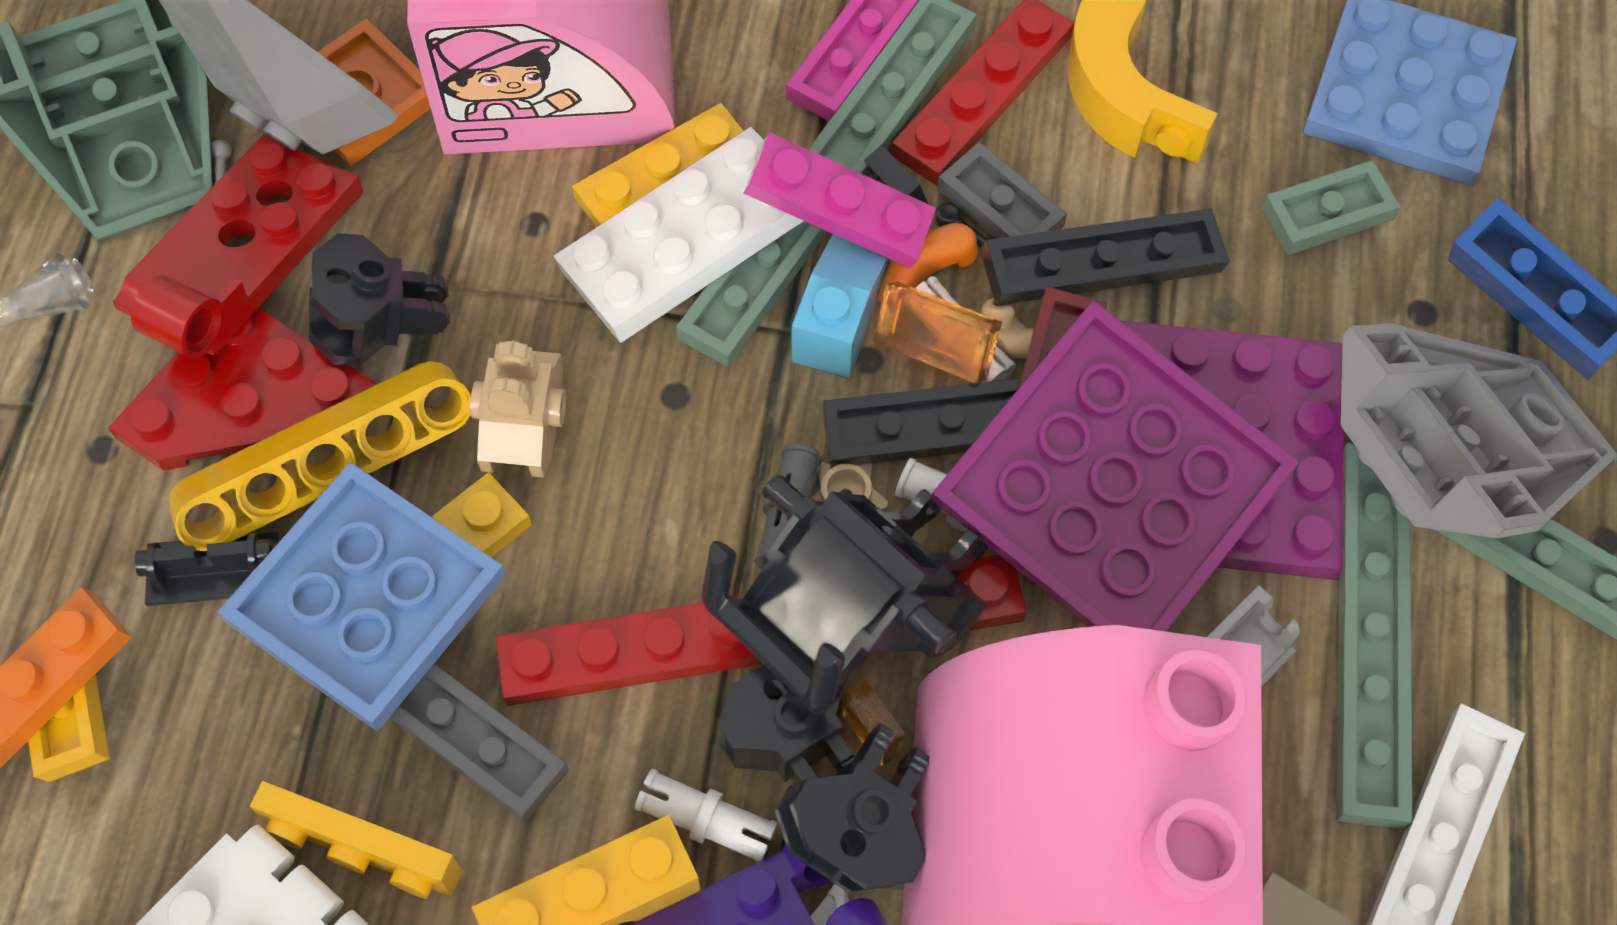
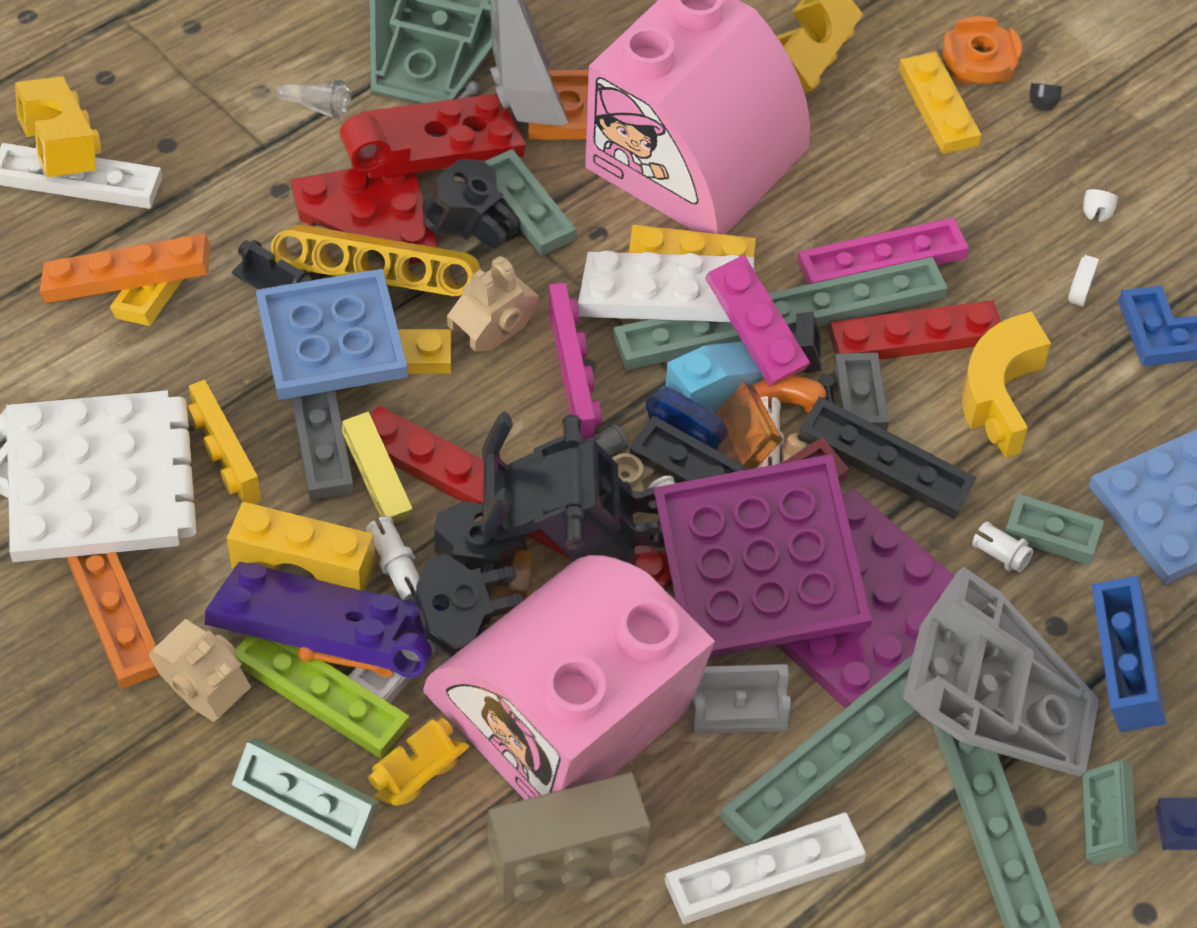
camera: 40 degrees right, 10 degrees down
(461, 253) = (537, 212): none -> sand green plate
(578, 722) = (376, 468): none -> light yellow piece
(653, 394) = (571, 349): none -> dark pink plate
(855, 374) = (686, 416): none -> clear blue plate
(1306, 266) = (1004, 548): none -> white pin

